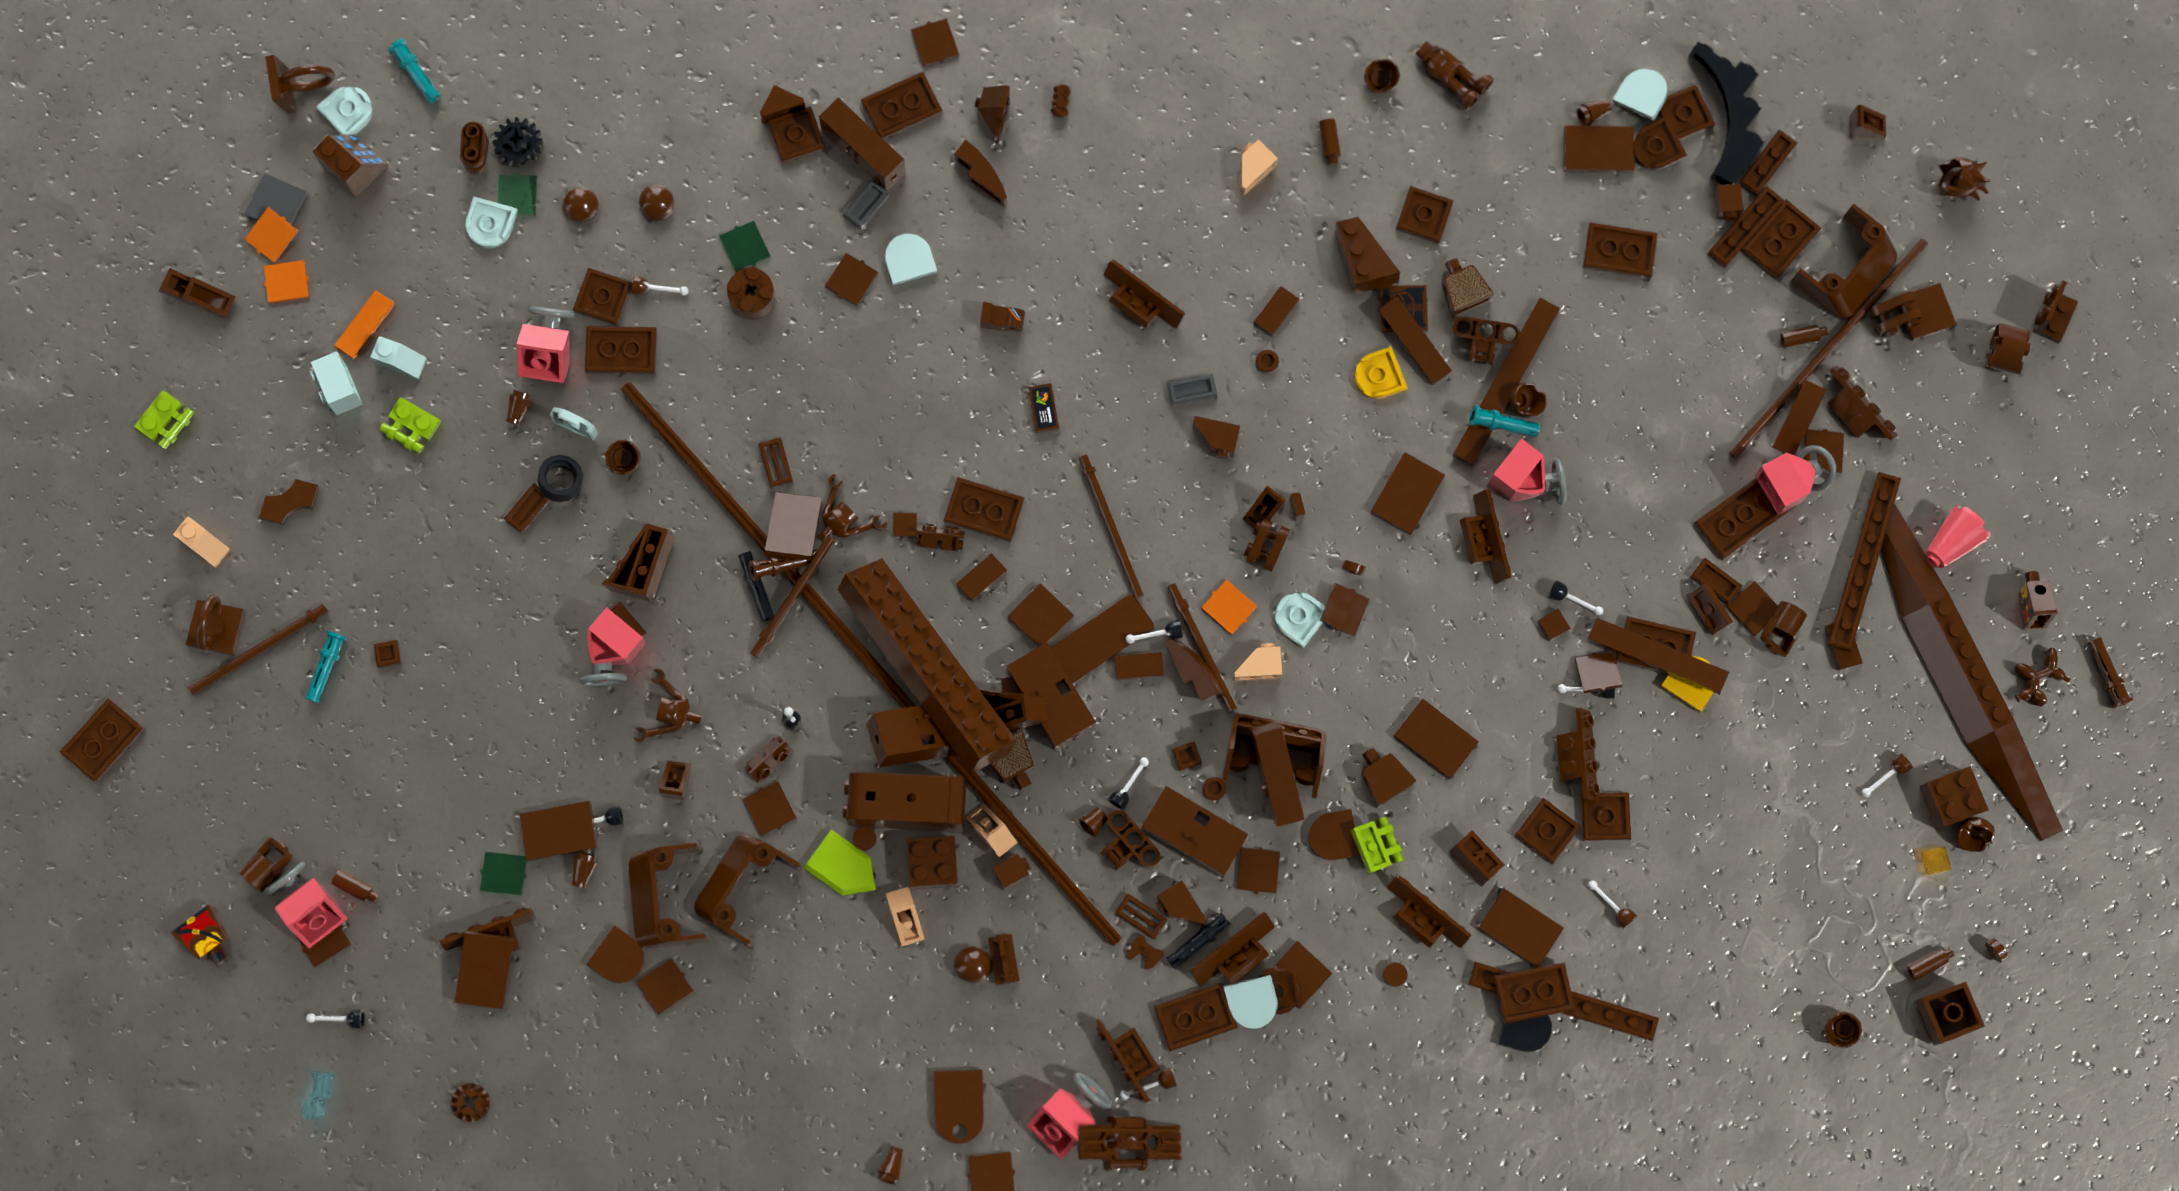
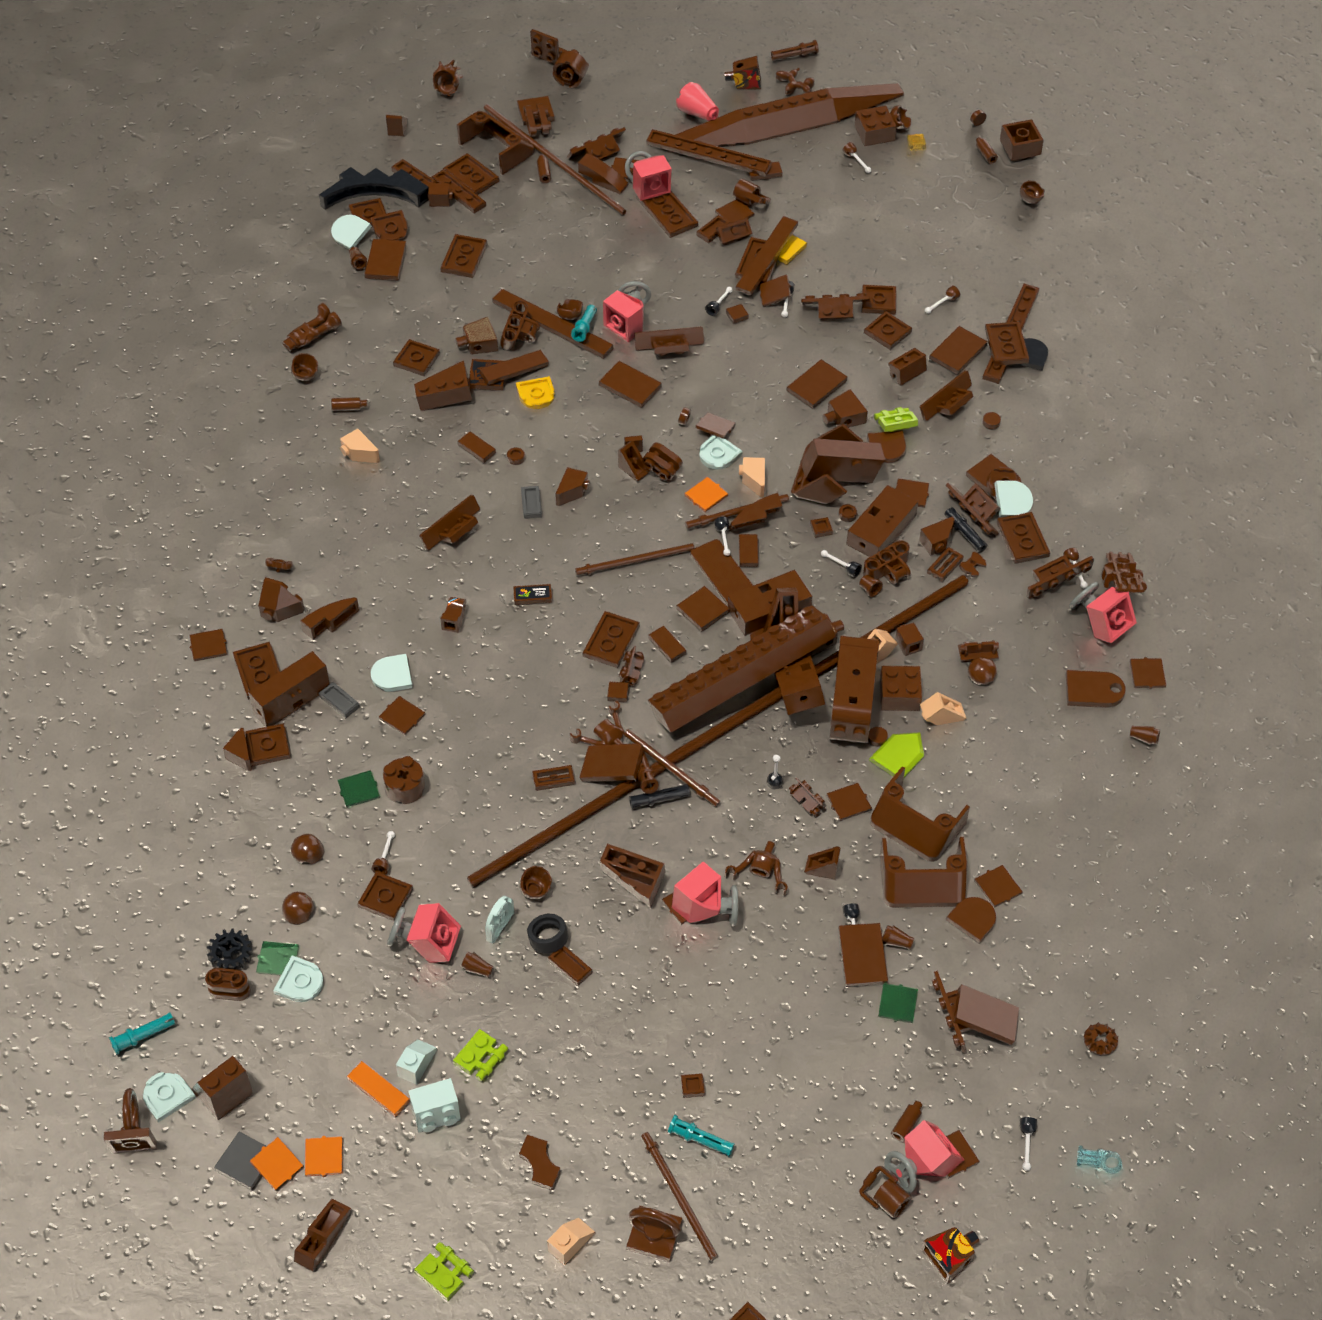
camera: 80 degrees left, 25 degrees down
(620, 350) = (436, 882): reddish brown tile -> none

